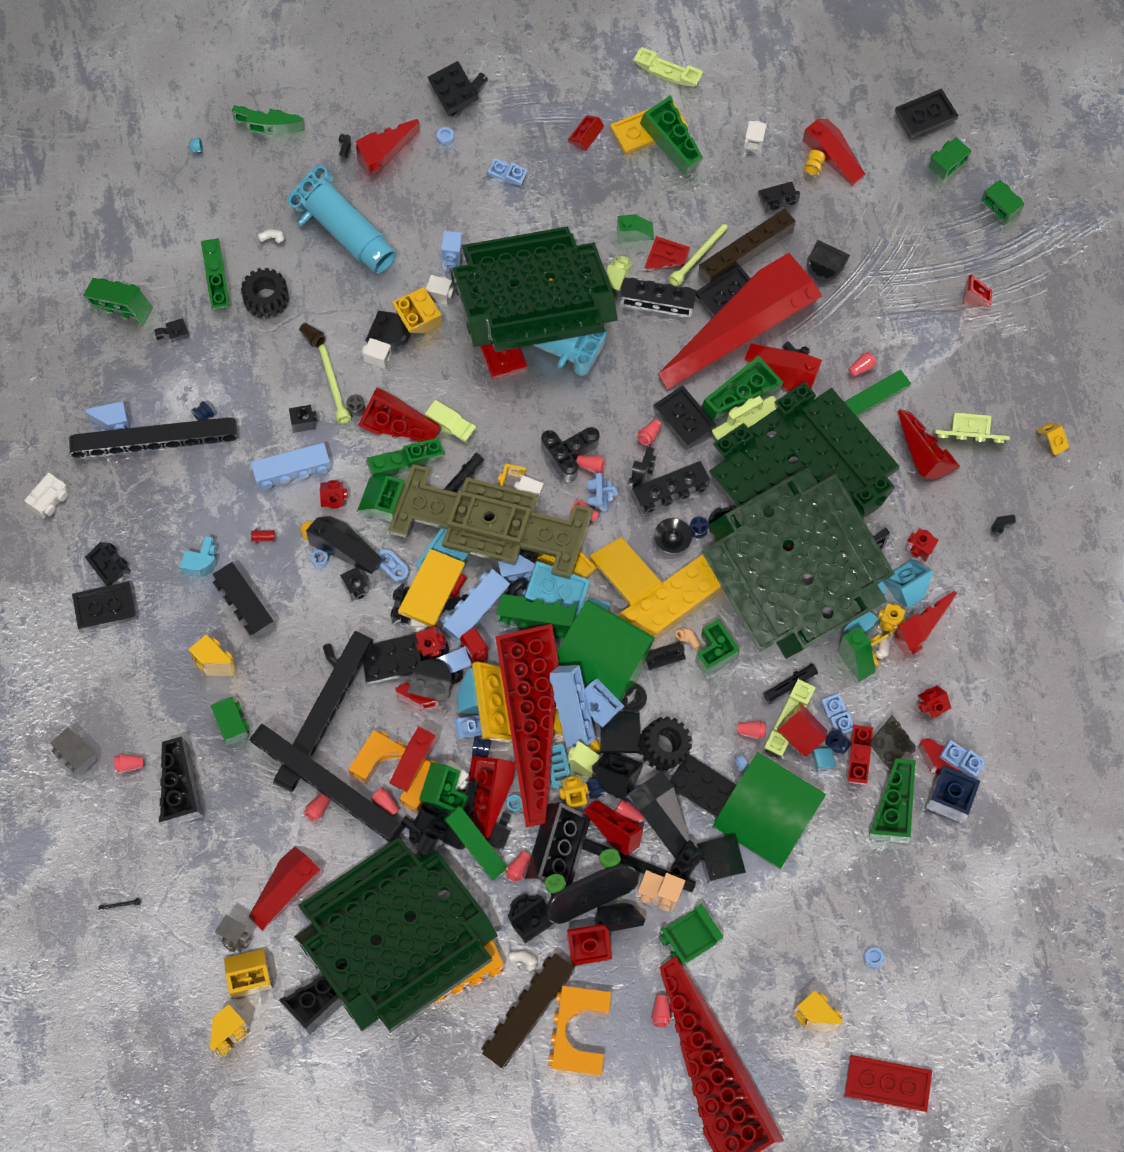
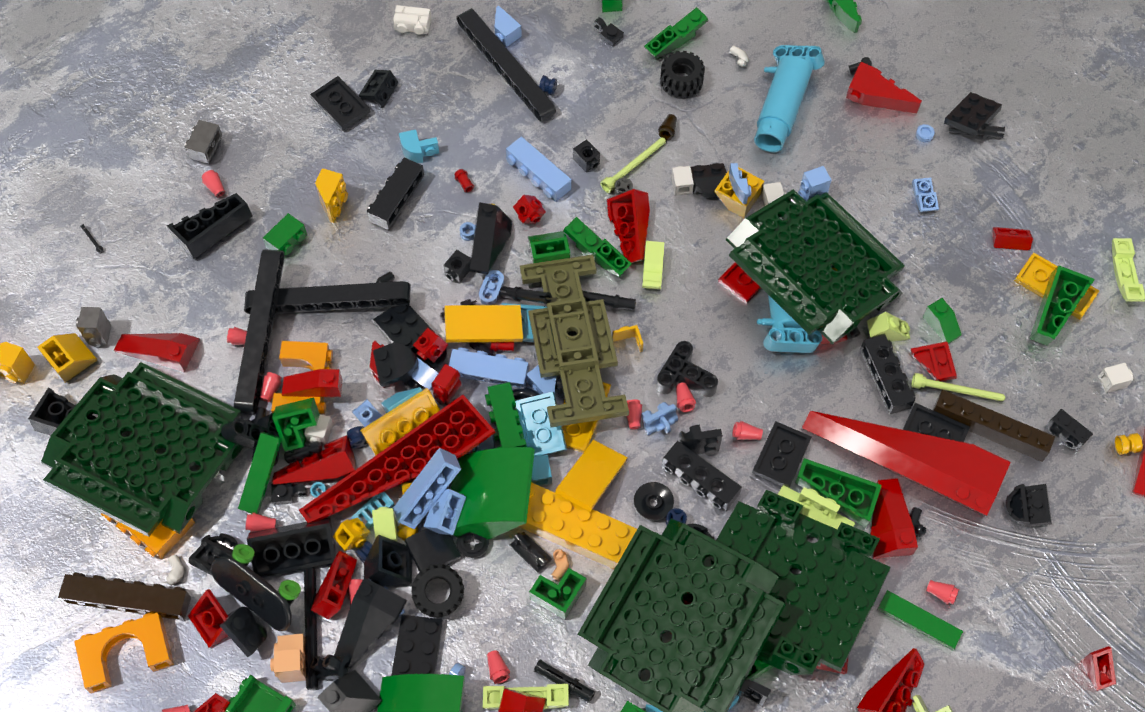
camera: 65 degrees right, 5 degrees down
(416, 544) = (519, 294): none -> black pin
(426, 307) = (739, 184): none -> light blue slope
(530, 485) = (626, 359): white brick -> none

